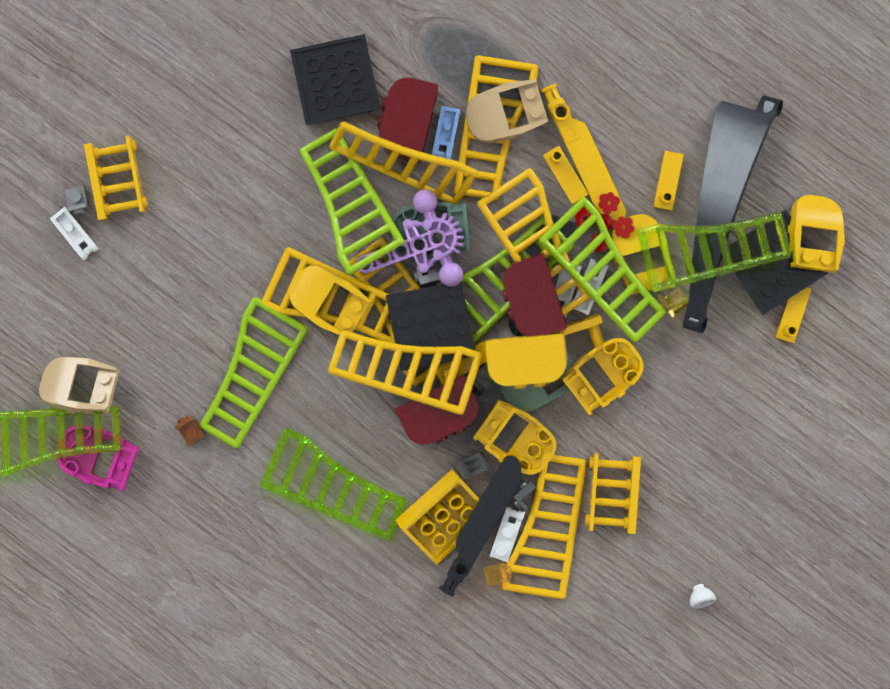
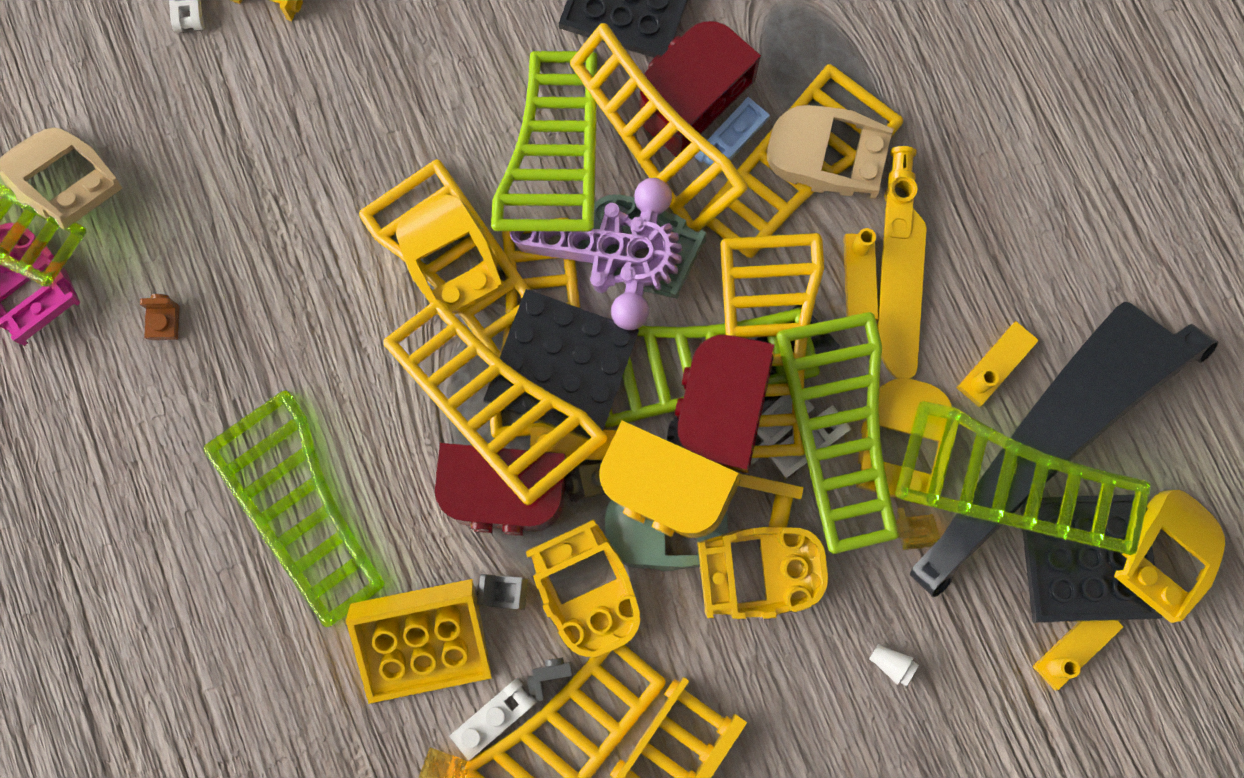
camera: 30 degrees right, 10 degrees down
(231, 375) = (285, 263): lime bar -> none
(431, 276) = (597, 304): light grey bracket -> none
(483, 520) = (469, 679): black piece -> none
(607, 209) = (893, 351): red plant -> none
(701, 380) = (894, 664): none -> white cone

